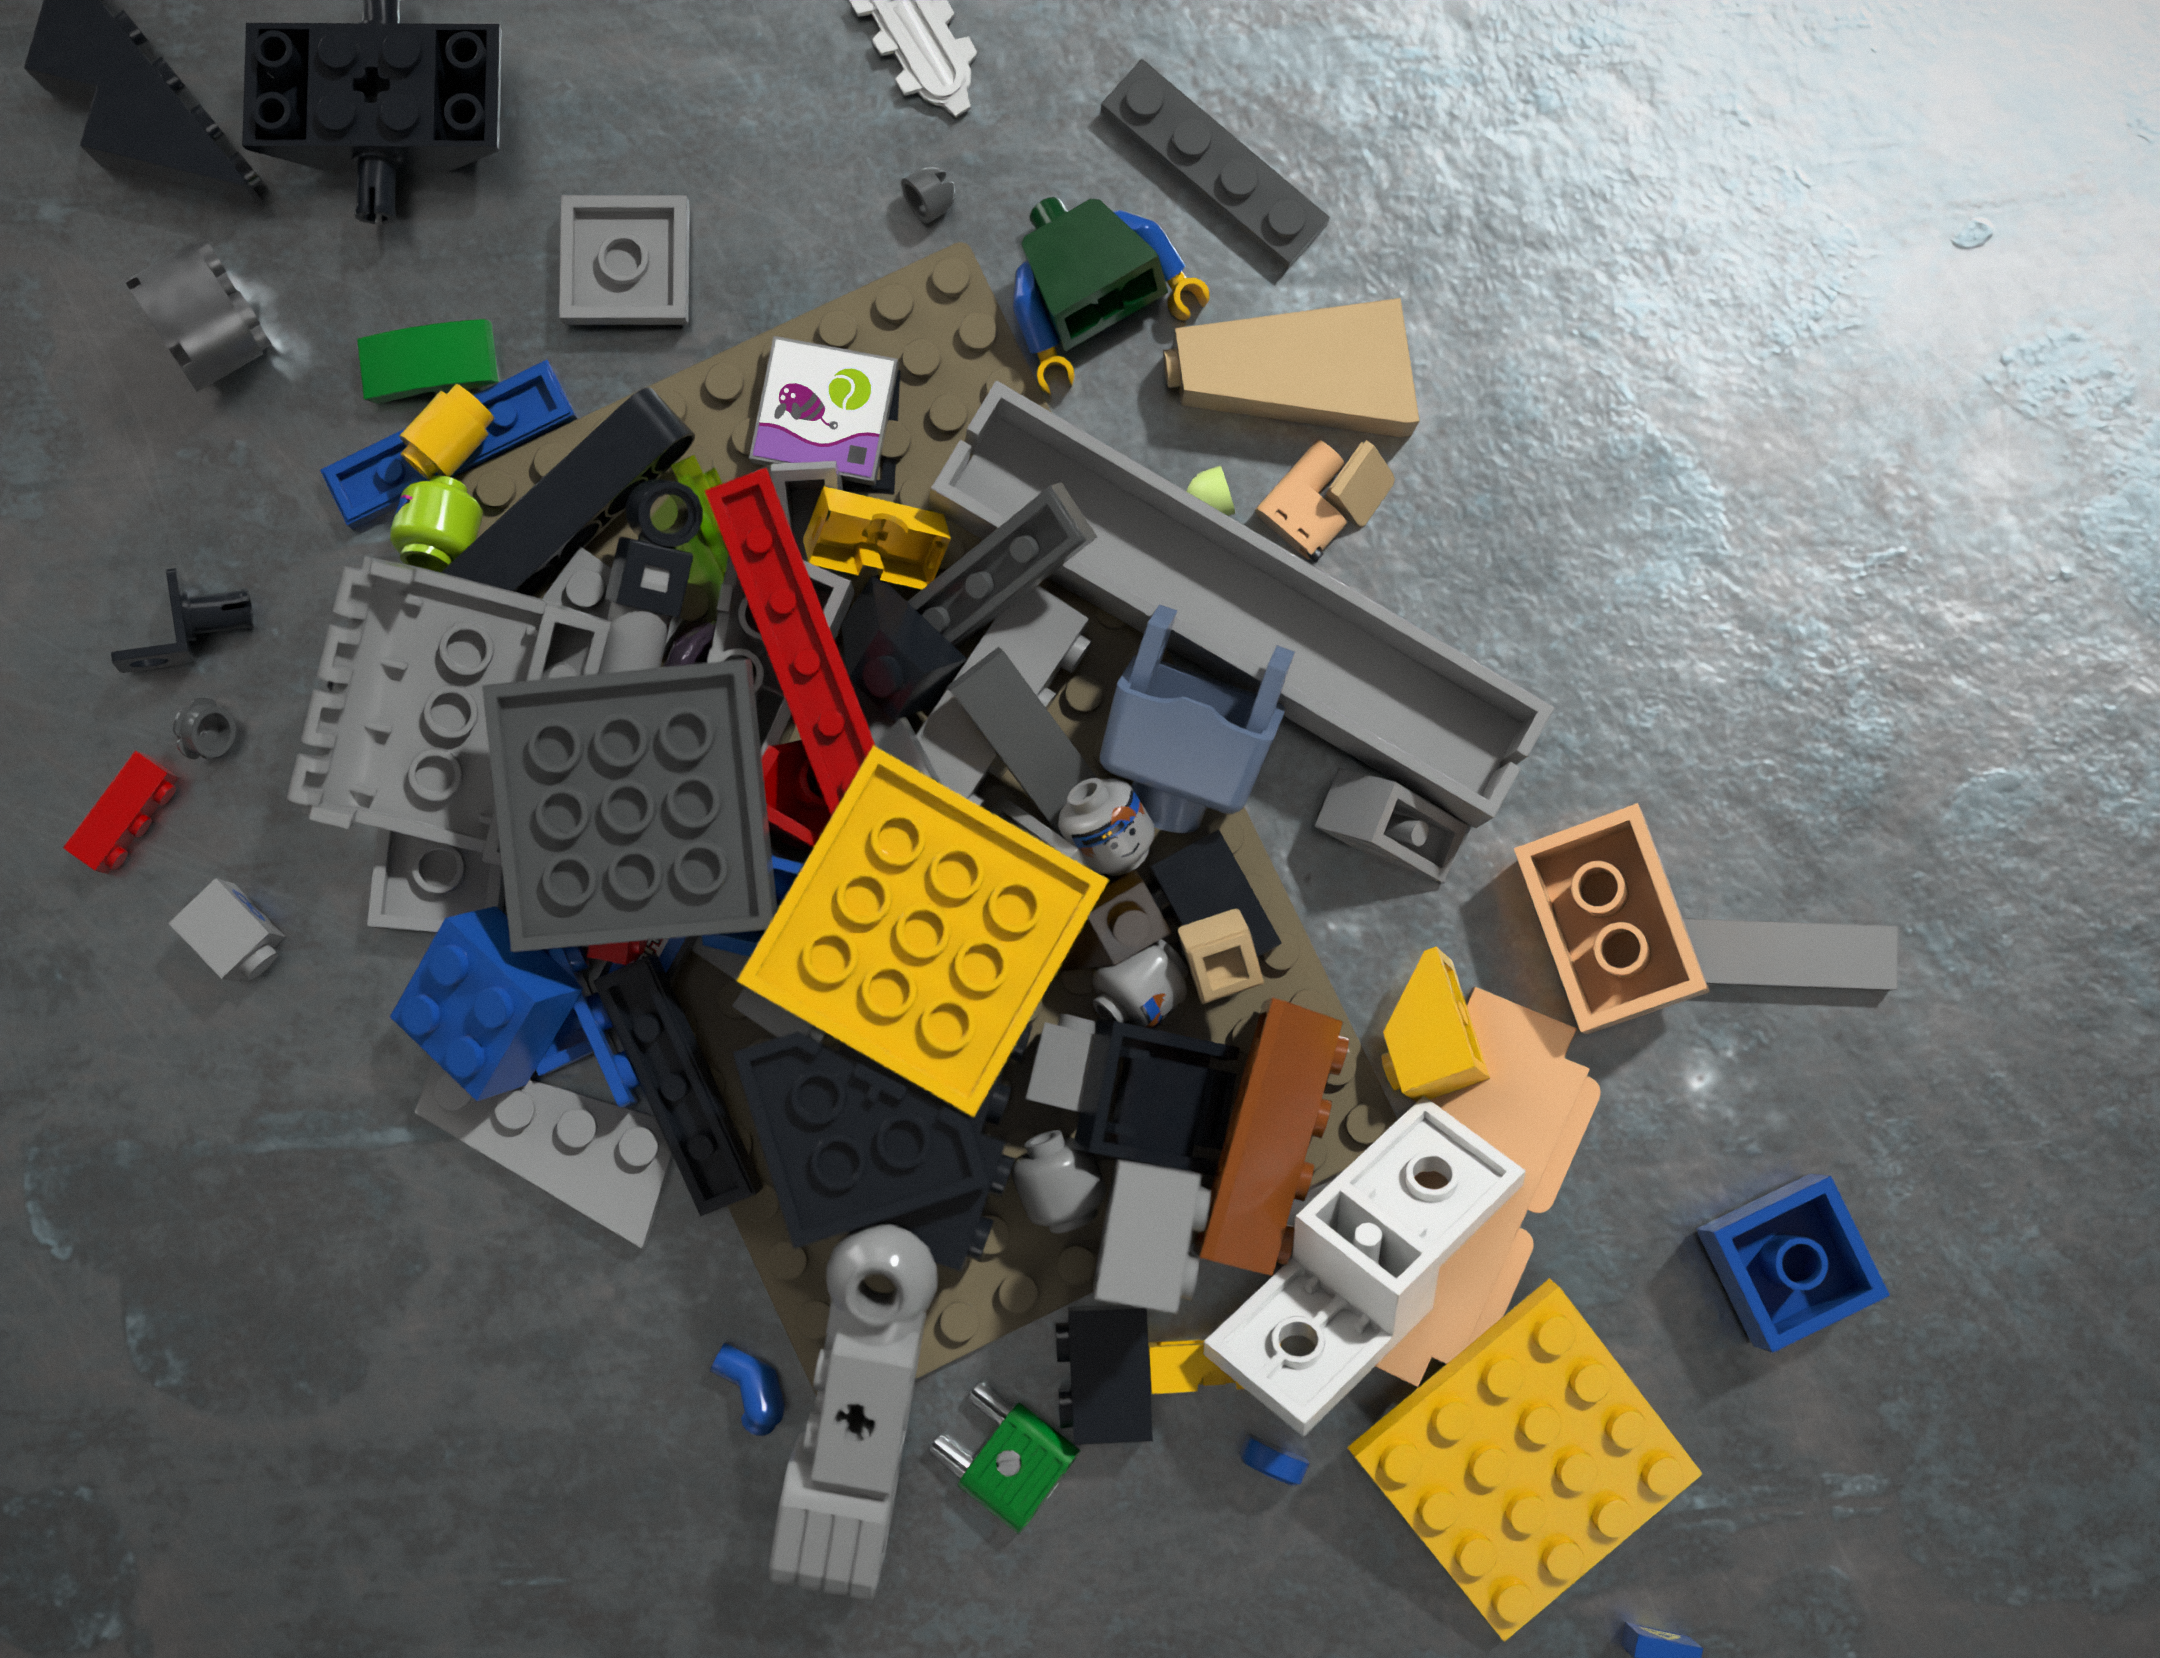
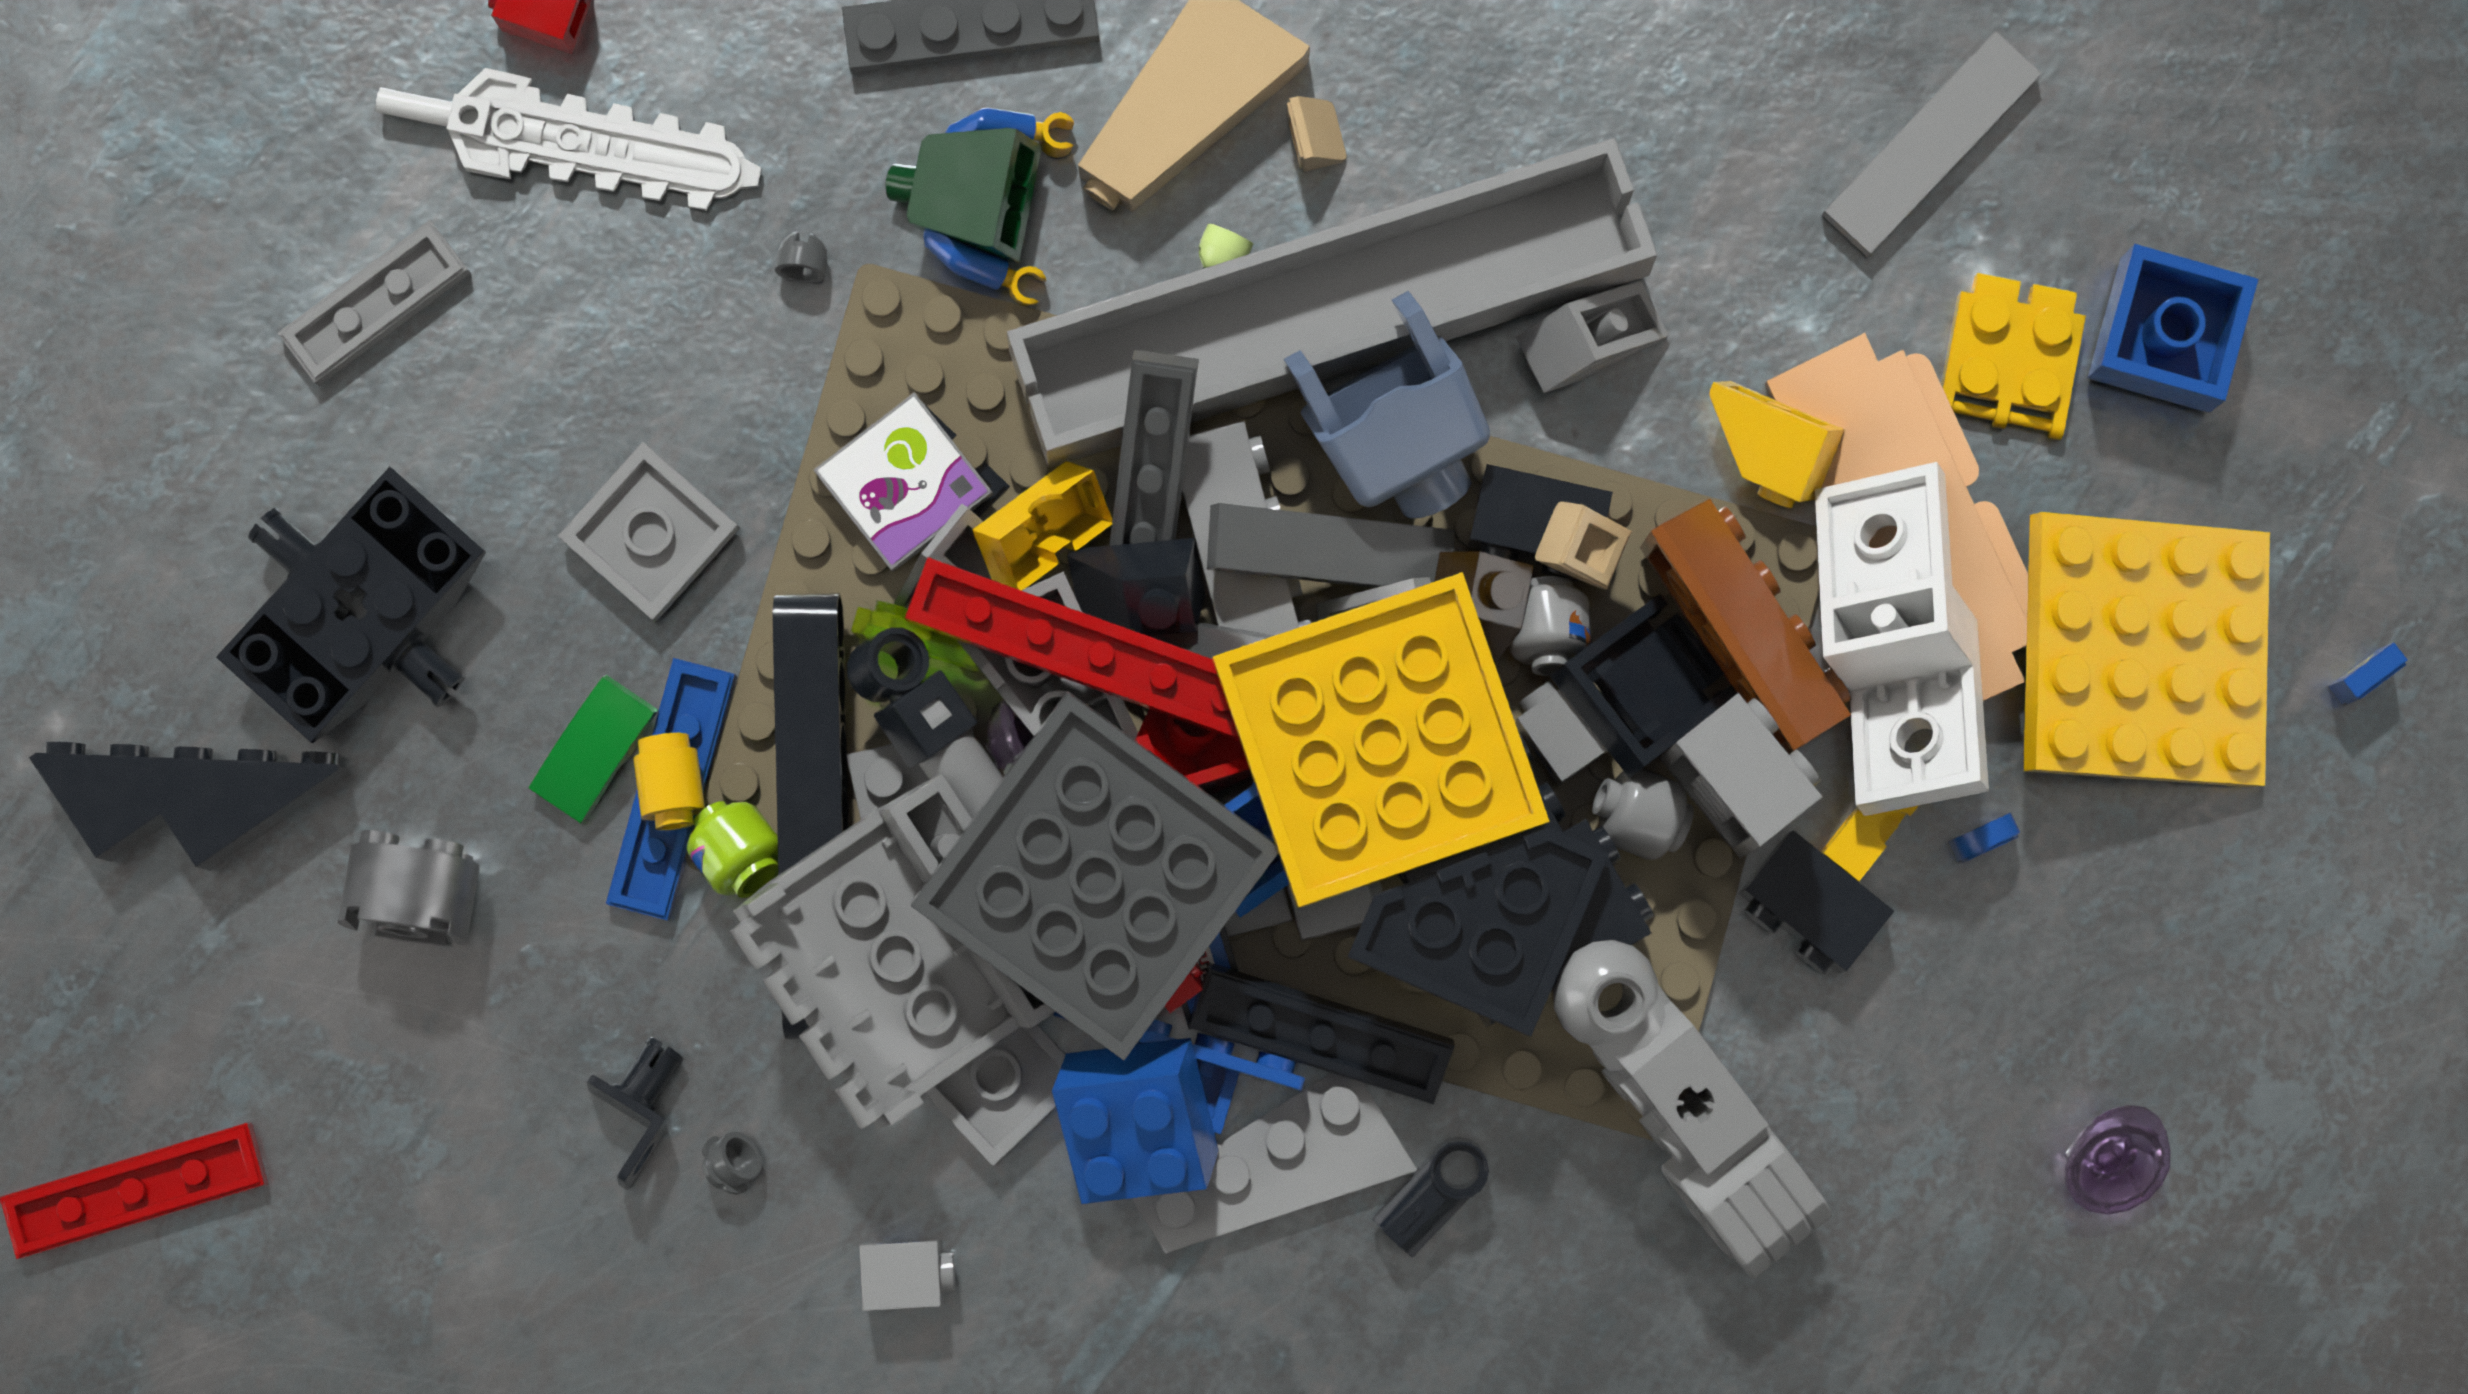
camera: 40 degrees left, 0 degrees up
(122, 813) = (739, 1280): red piece -> none
(629, 1276) = (1428, 1199): none -> black piece
(758, 1388) = (1599, 1174): blue arm -> none
(1015, 1466) = (1823, 1032): green piece -> none
(1107, 825) = (1413, 542): light grey head -> none
(1297, 509) = (1288, 194): light nougat piece -> none
(1611, 920) = (1807, 236): light nougat brick -> none
(1664, 1156) = (2013, 353): none -> yellow plate

